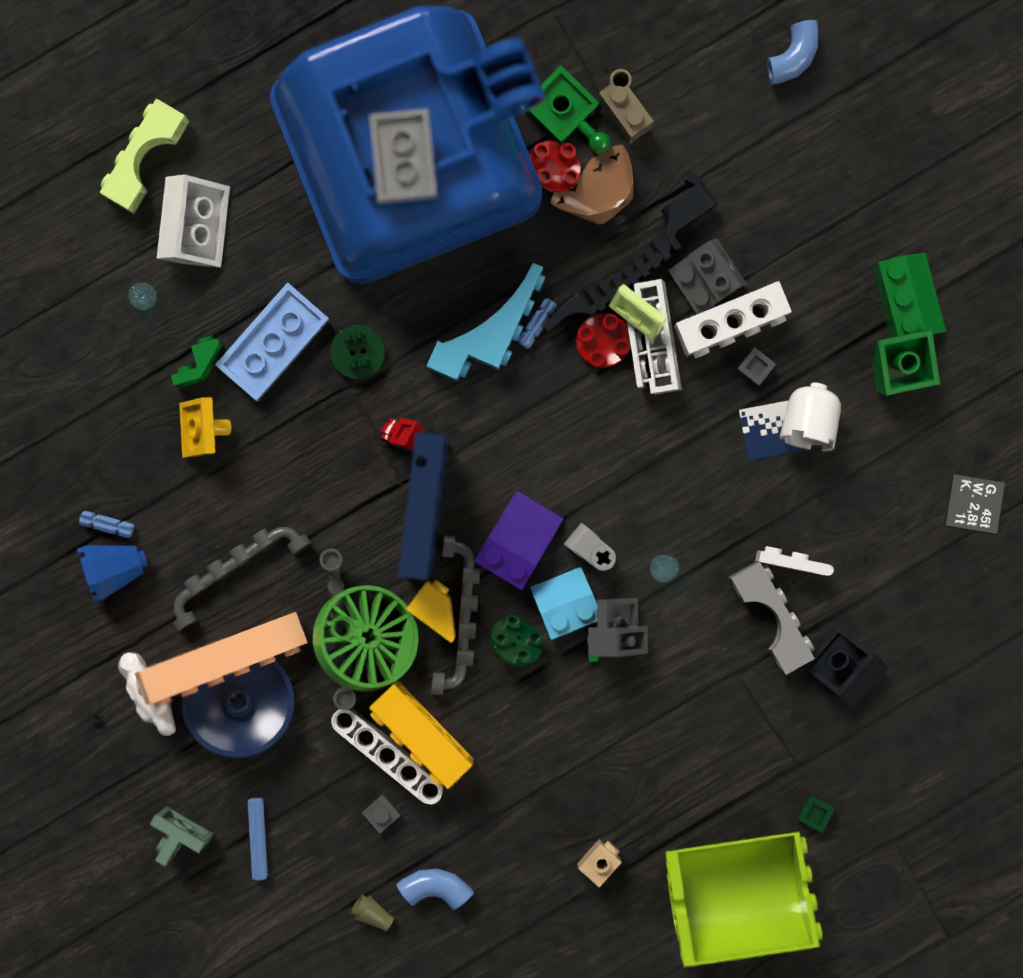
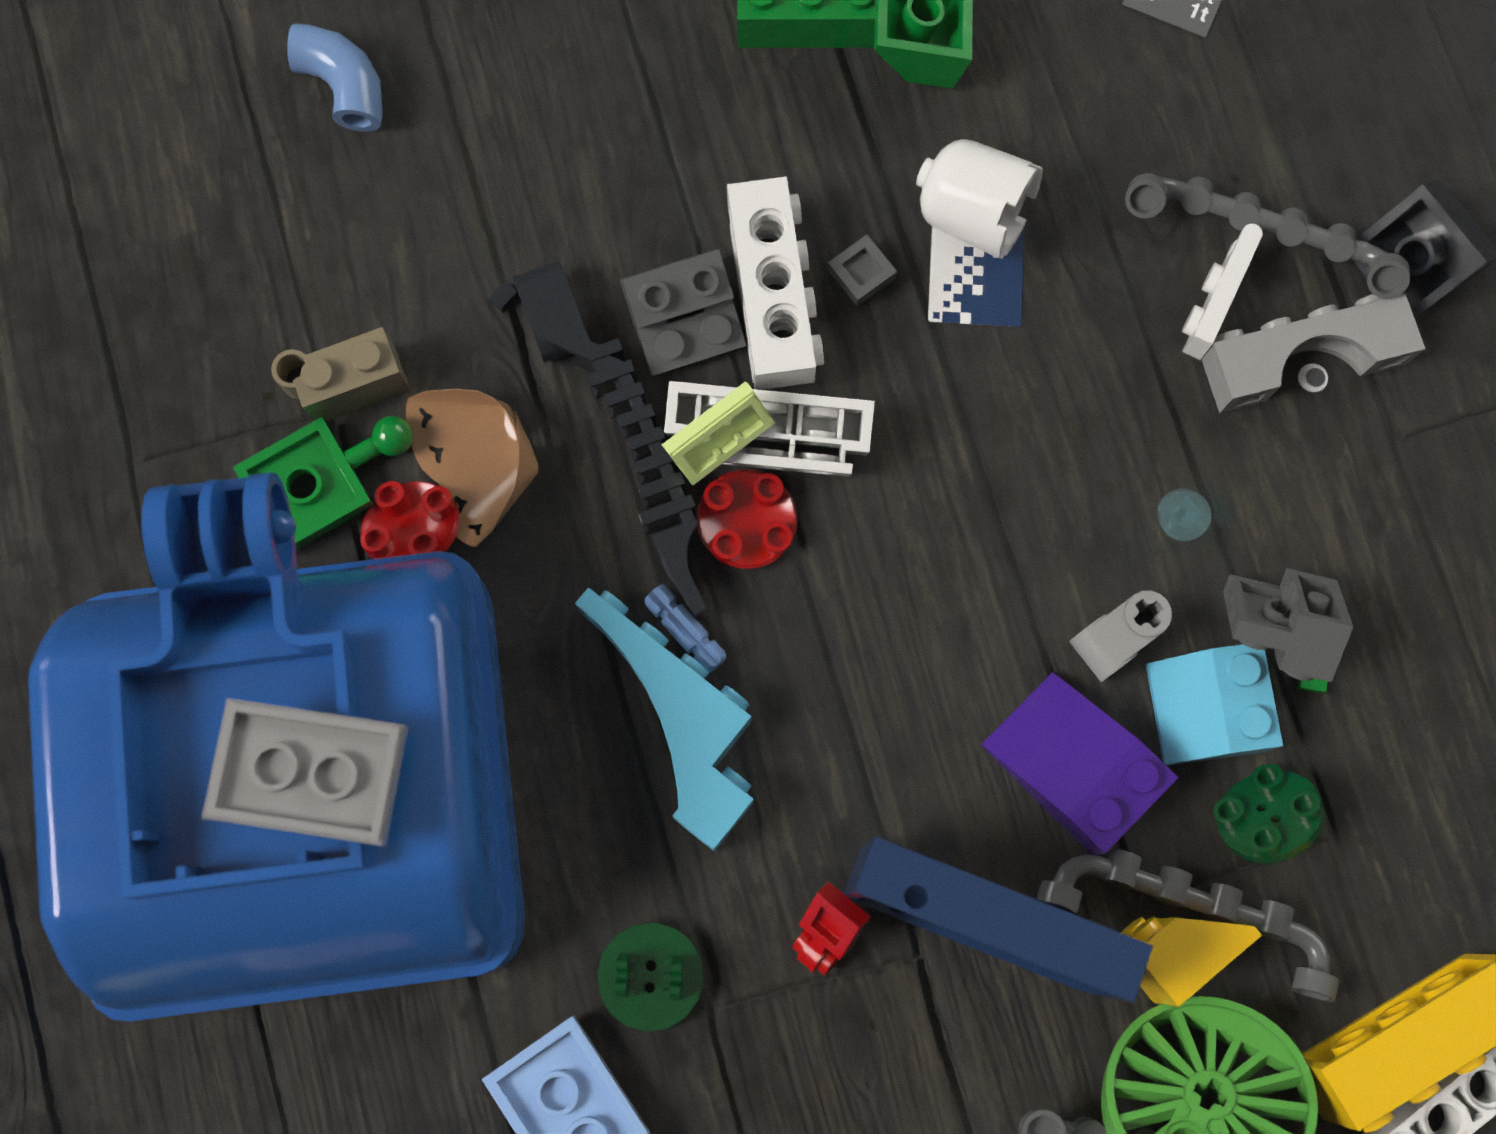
camera: 75 degrees left, 10 degrees down
(760, 623) = (1313, 377): none -> clear sticker
(820, 645) = (1386, 272): none -> dark grey bar

